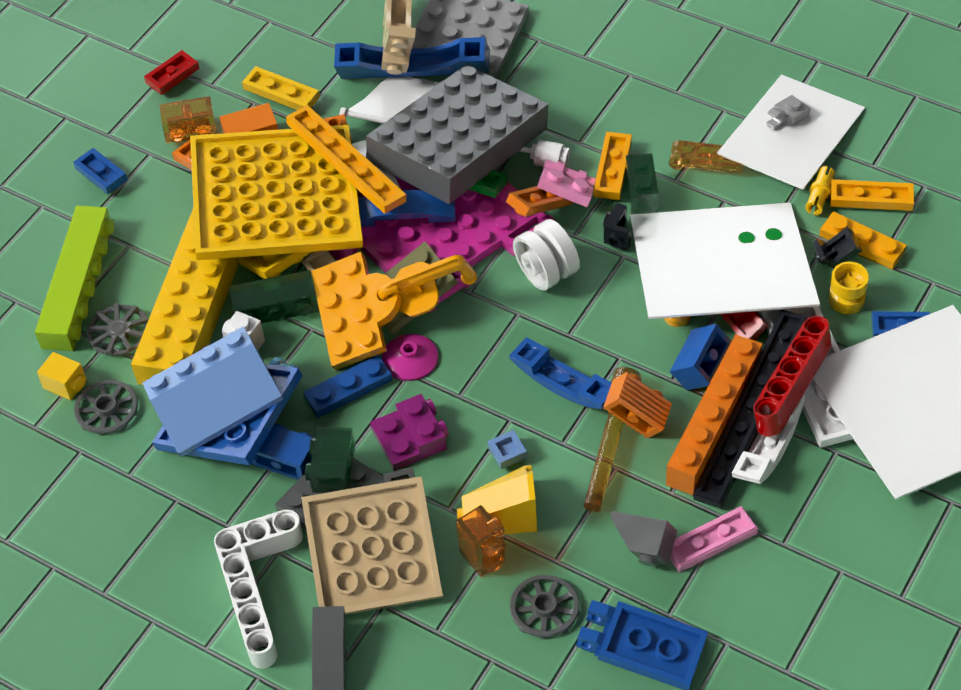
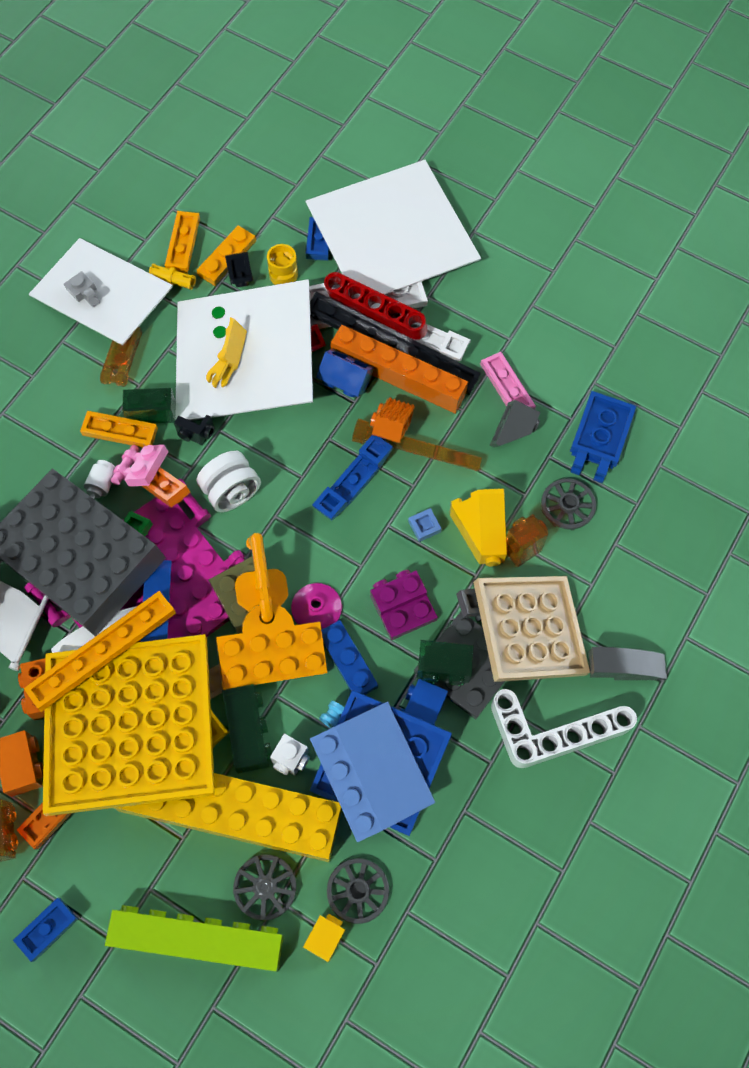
camera: 95 degrees left, 15 degrees up
(711, 241) = (229, 355): none -> yellow arm

